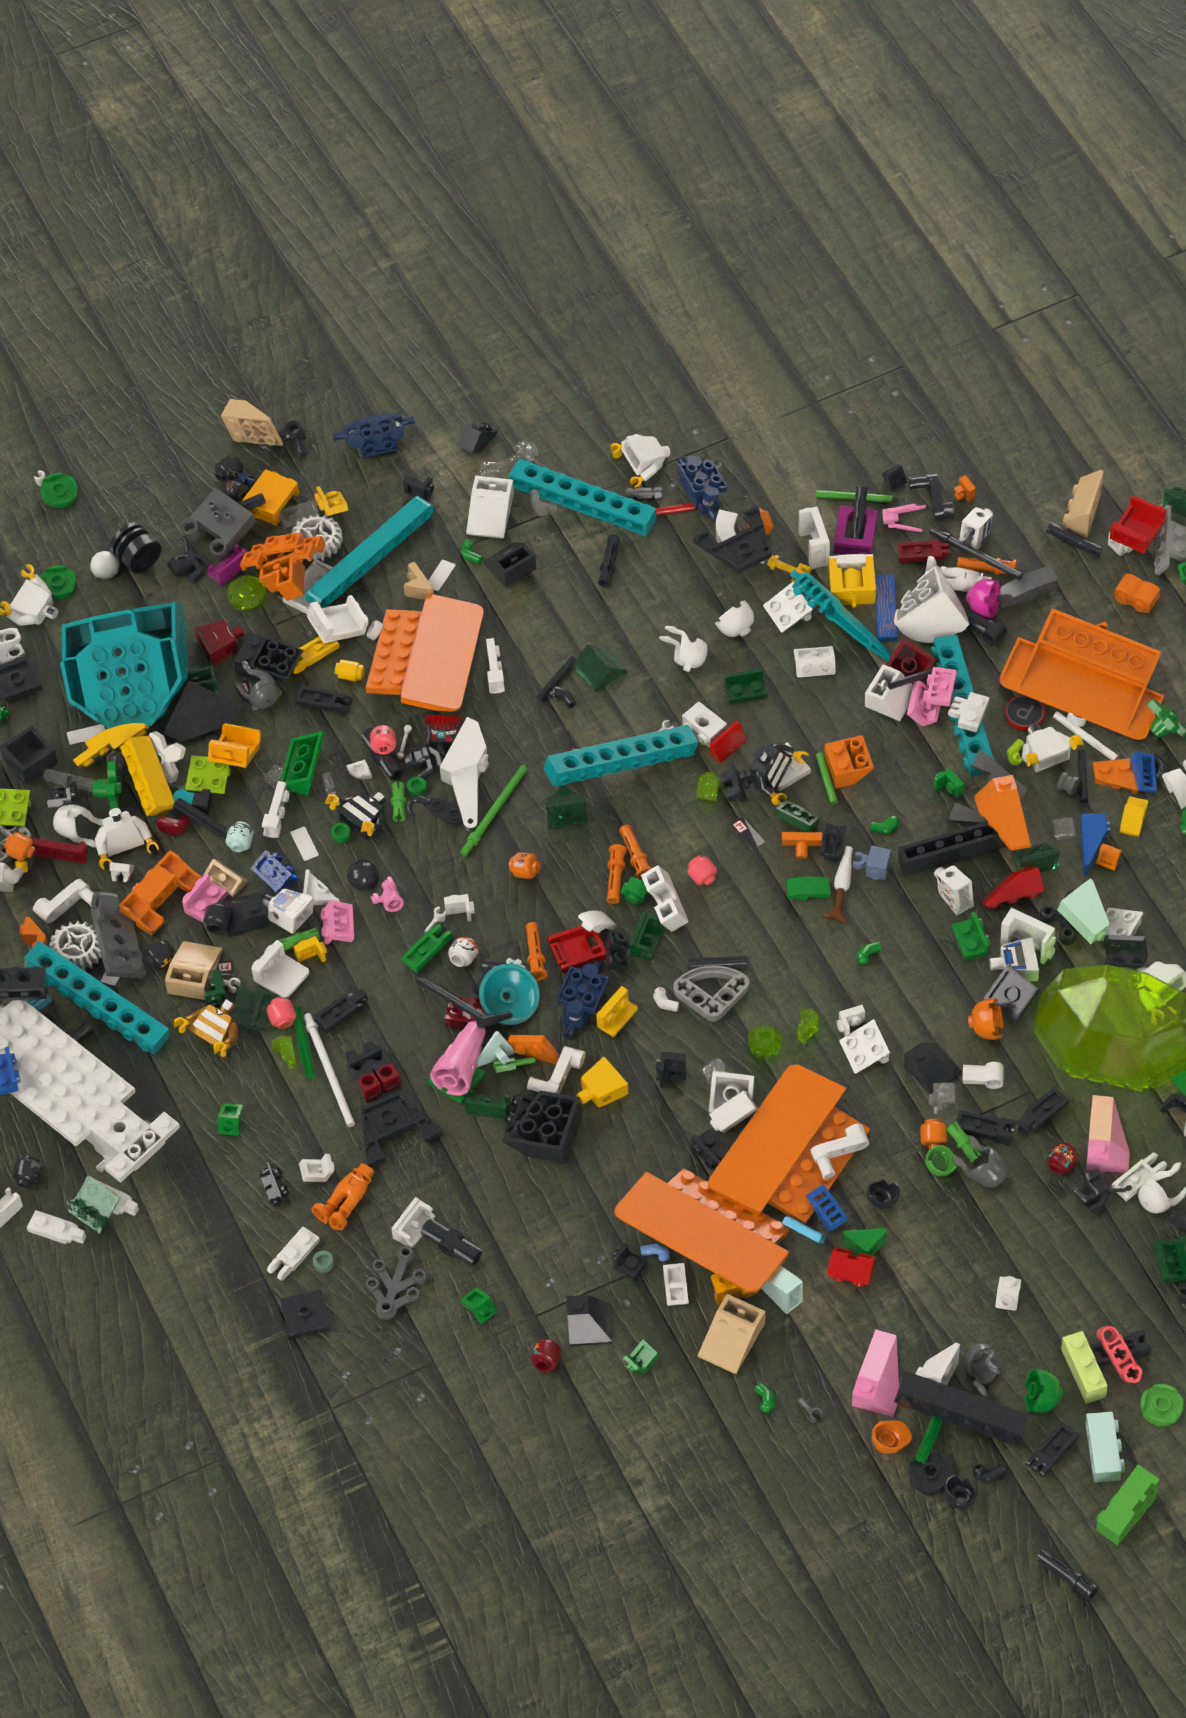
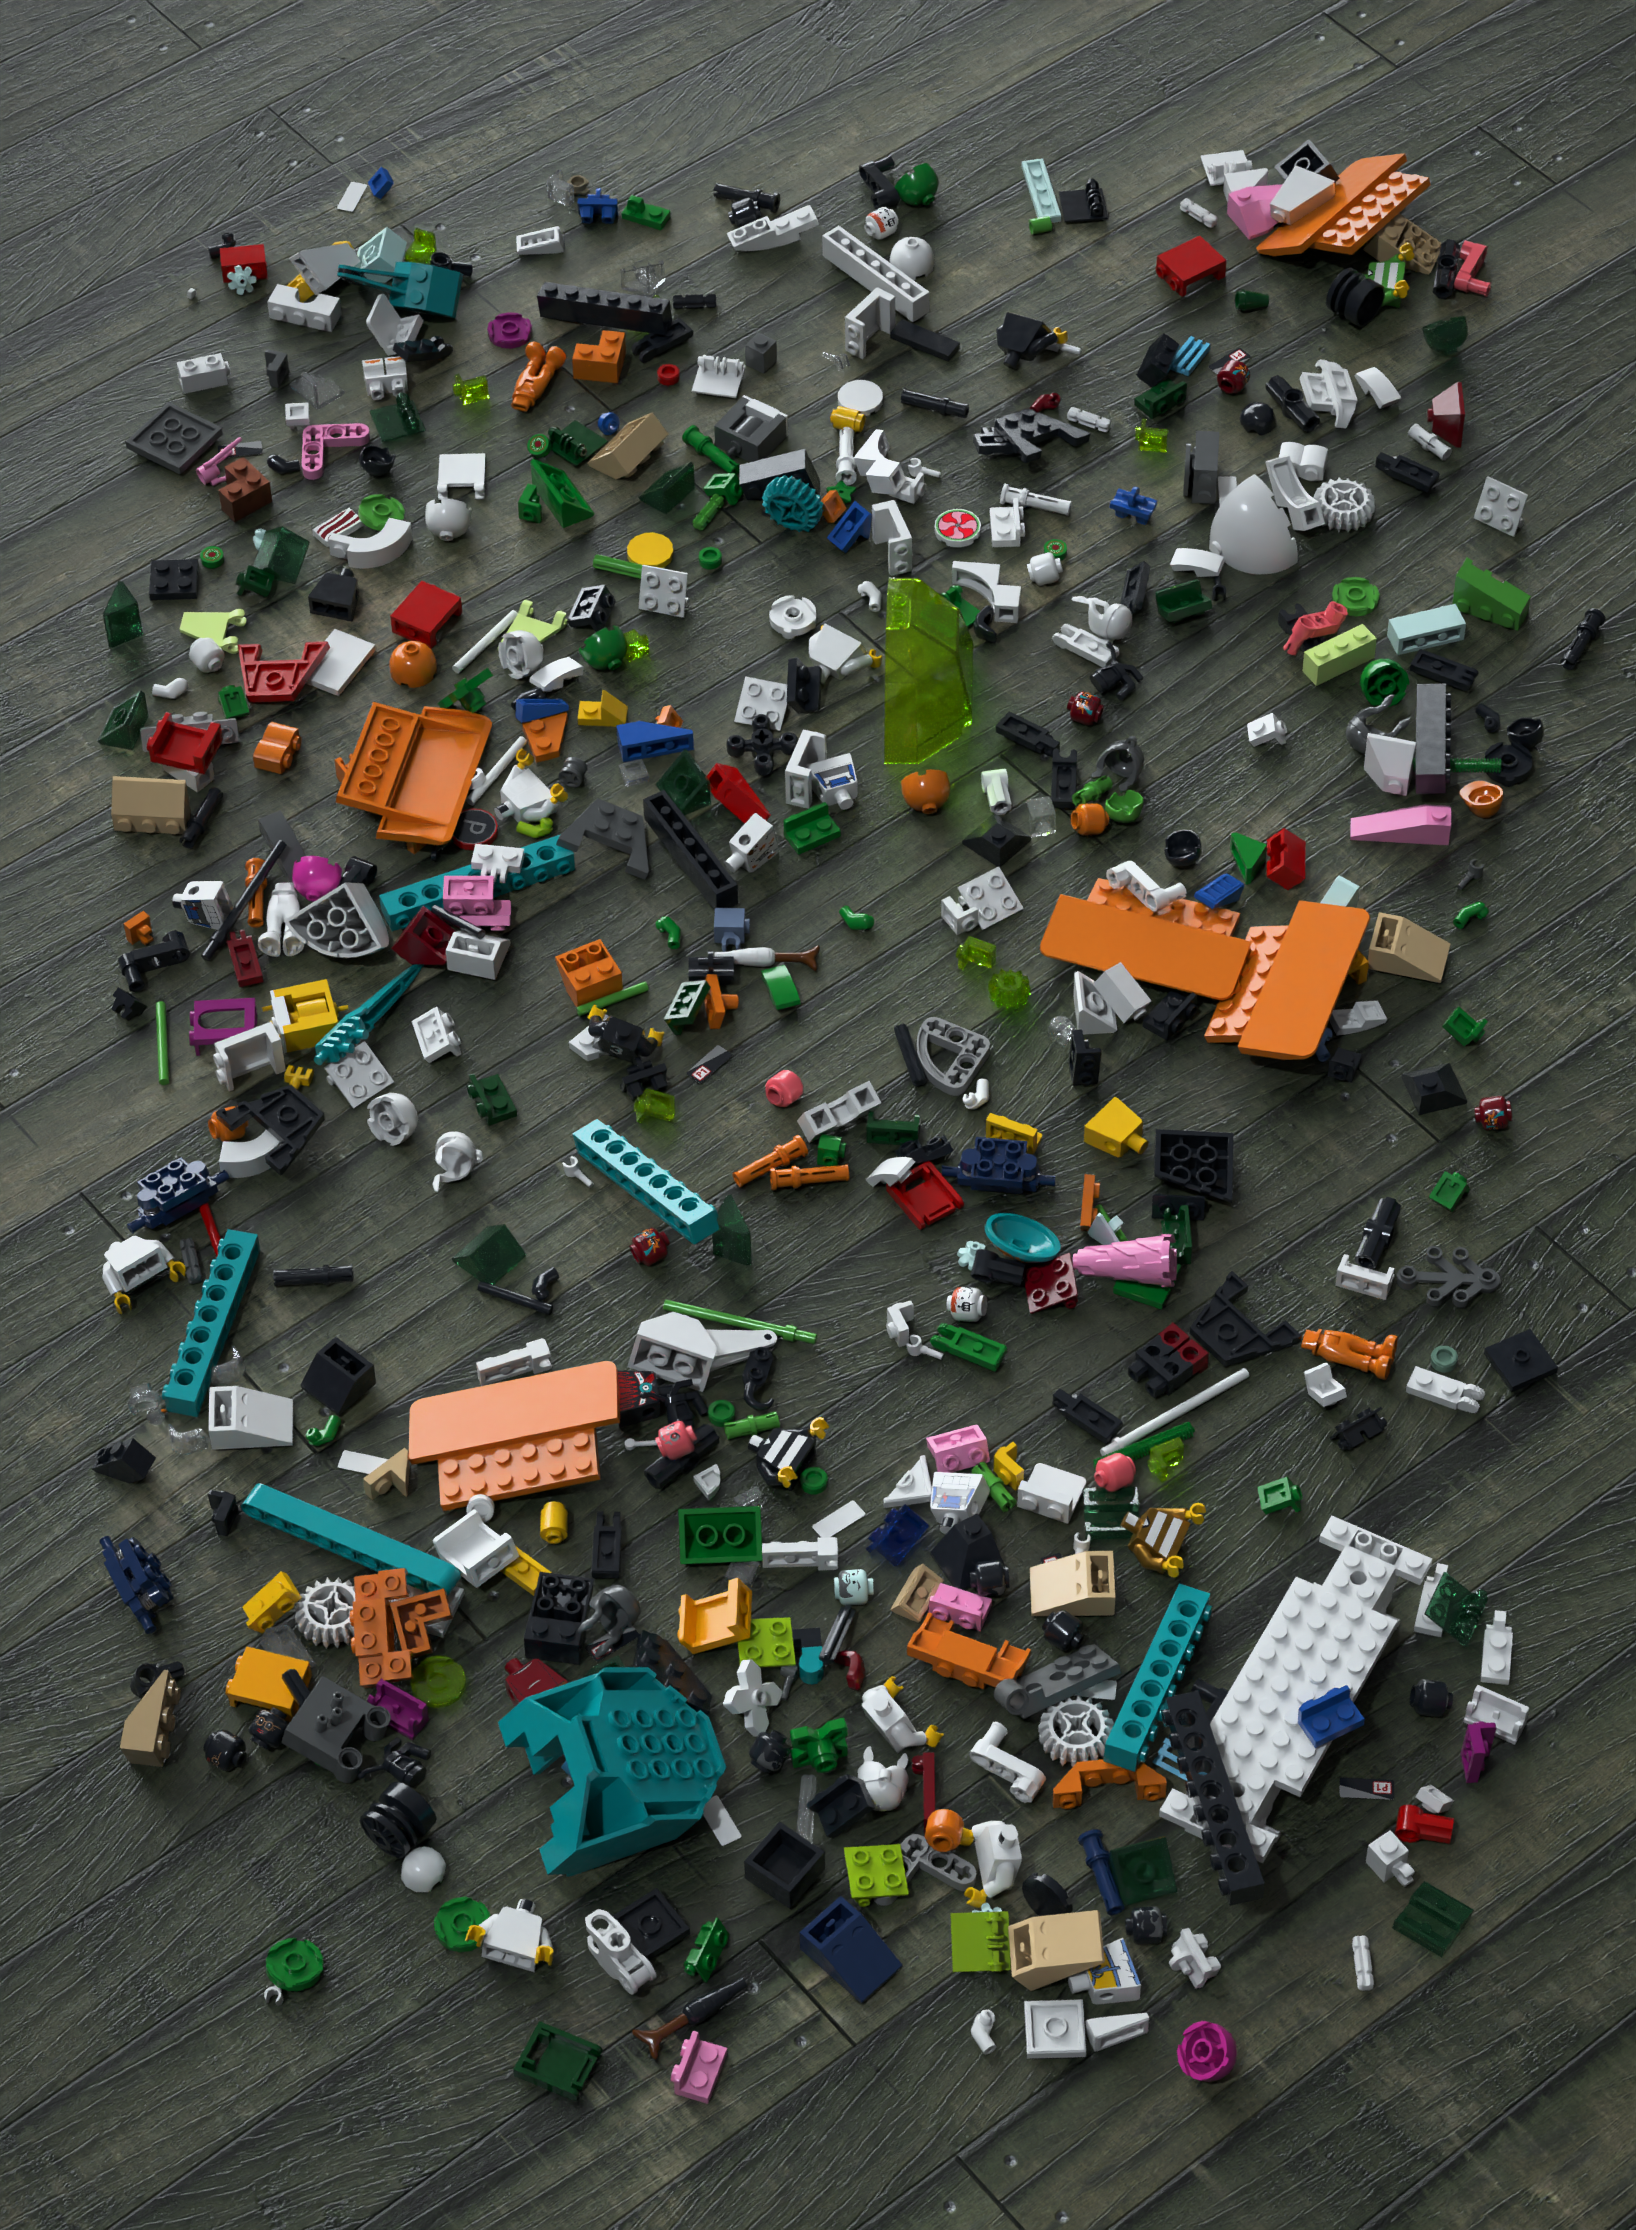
camera: 105 degrees left, 5 degrees down
(111, 737) = (738, 1756): yellow slope -> none
(117, 868) = (939, 1710): white tile -> none
(147, 775) = (792, 1702): yellow brick -> none
(218, 994) = (1109, 1535): dark green bracket -> none
(247, 479) = (240, 1725): dark blue plate -> none
(363, 874) = (875, 1439): black hair -> none
(390, 897) = (902, 1400): bright pink piece -> none
(482, 1020) = (1073, 1242): black bar -> none
(524, 865) = (821, 1267): orange head -> none
(536, 958) = (955, 1230): orange pin -> none
(569, 1058) = (1113, 1174): white beam -> none
(701, 716) = (557, 1126): white brick -> none
(727, 742) = (580, 1102): red slope -> none
(805, 1230) = (1251, 911): medium azure tile -> none
(860, 503) = (199, 1013): black pin -> none
(885, 607) = (349, 980): blue tile -> none
(891, 516) = (191, 992): bright pink plant -> none
(950, 781) = (596, 877): green bracket -> none
(1003, 811) = (643, 799): orange wedge -> none
(1013, 993) = (882, 776): plate -> none
(1083, 776) = (553, 765): black bar -> none
(1086, 912) = (764, 715): light aqua slope -> none
(1106, 1138) = (1047, 681): bright pink wedge -> none

